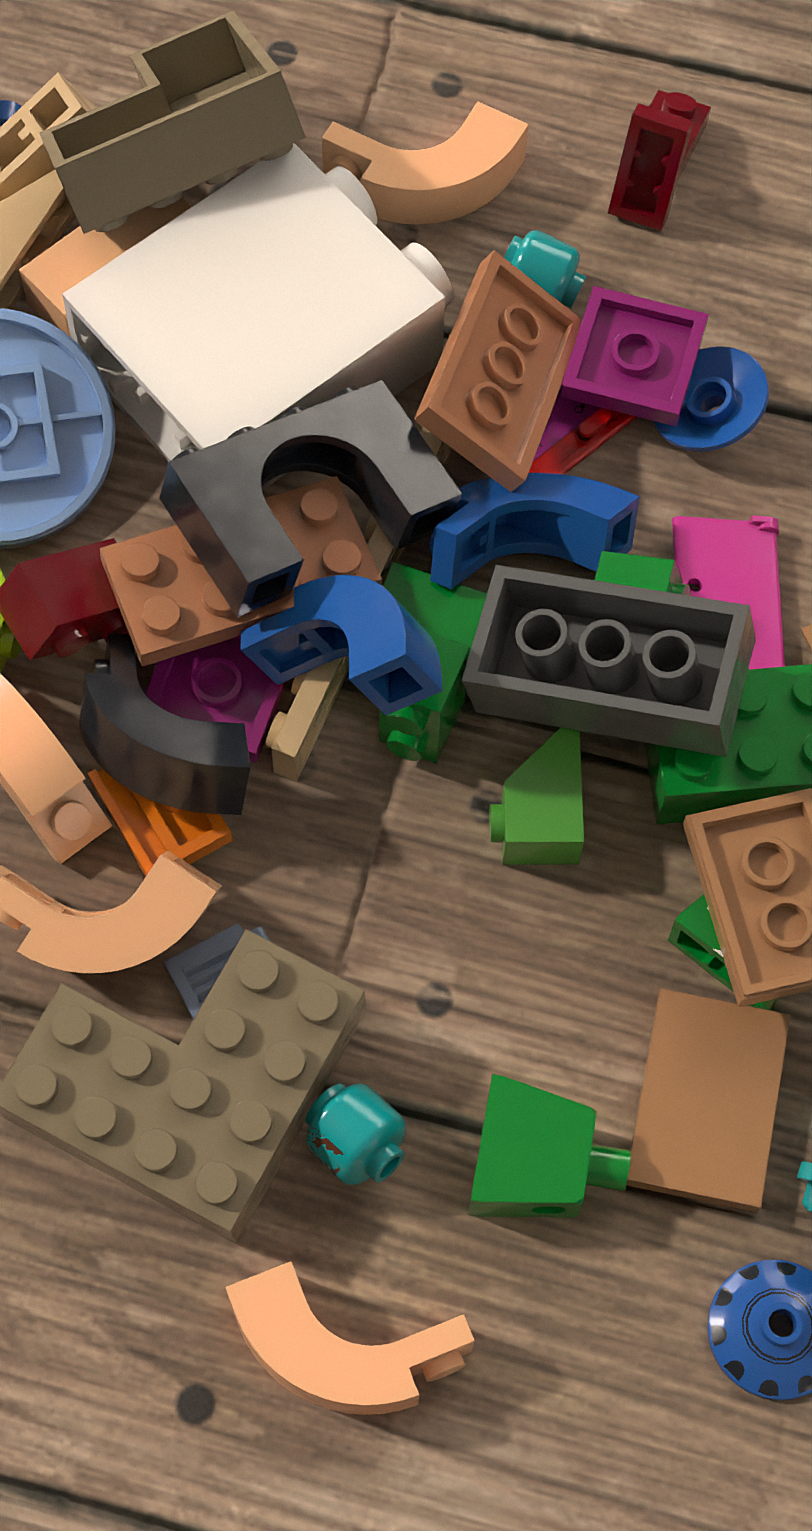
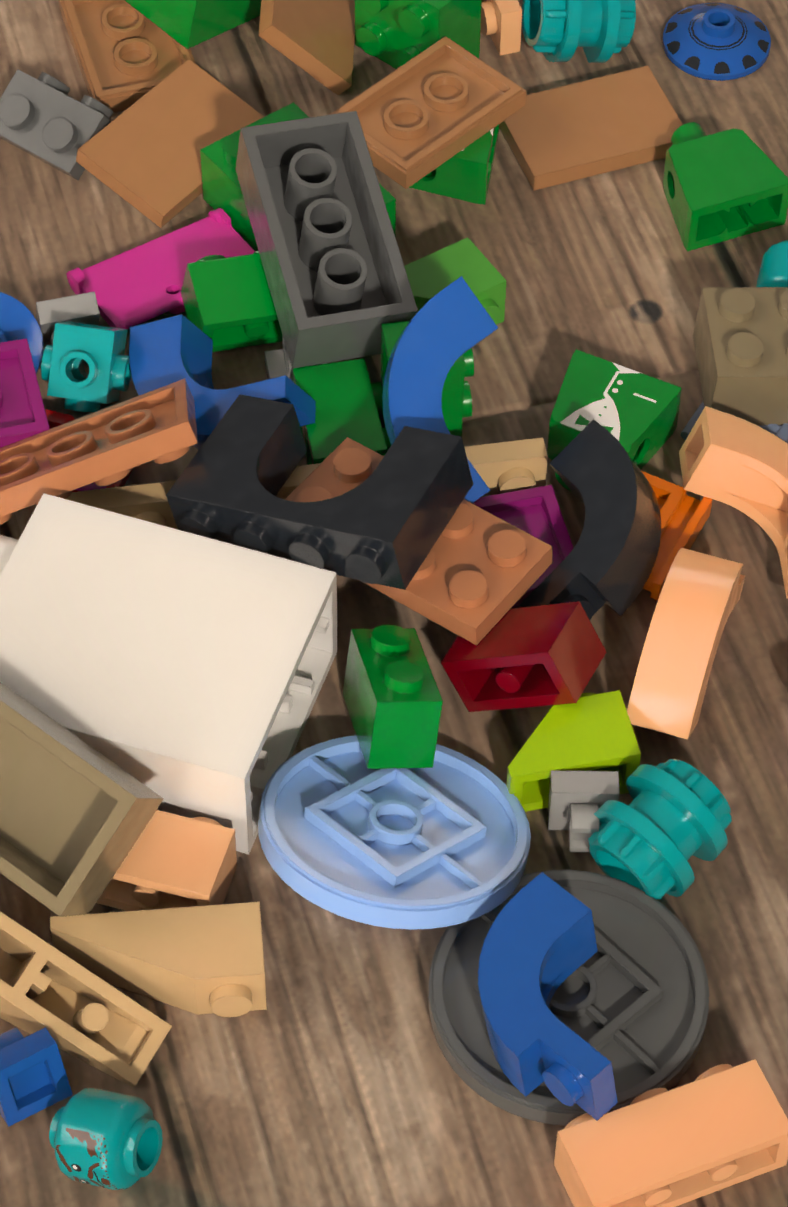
camera: 120 degrees left, 15 degrees down
(103, 483) = (392, 698): none -> green brick
(301, 847) = (625, 402): none -> green torso
(632, 455) = (102, 350): none -> teal brick
(706, 480) = (74, 308): none -> light grey tile

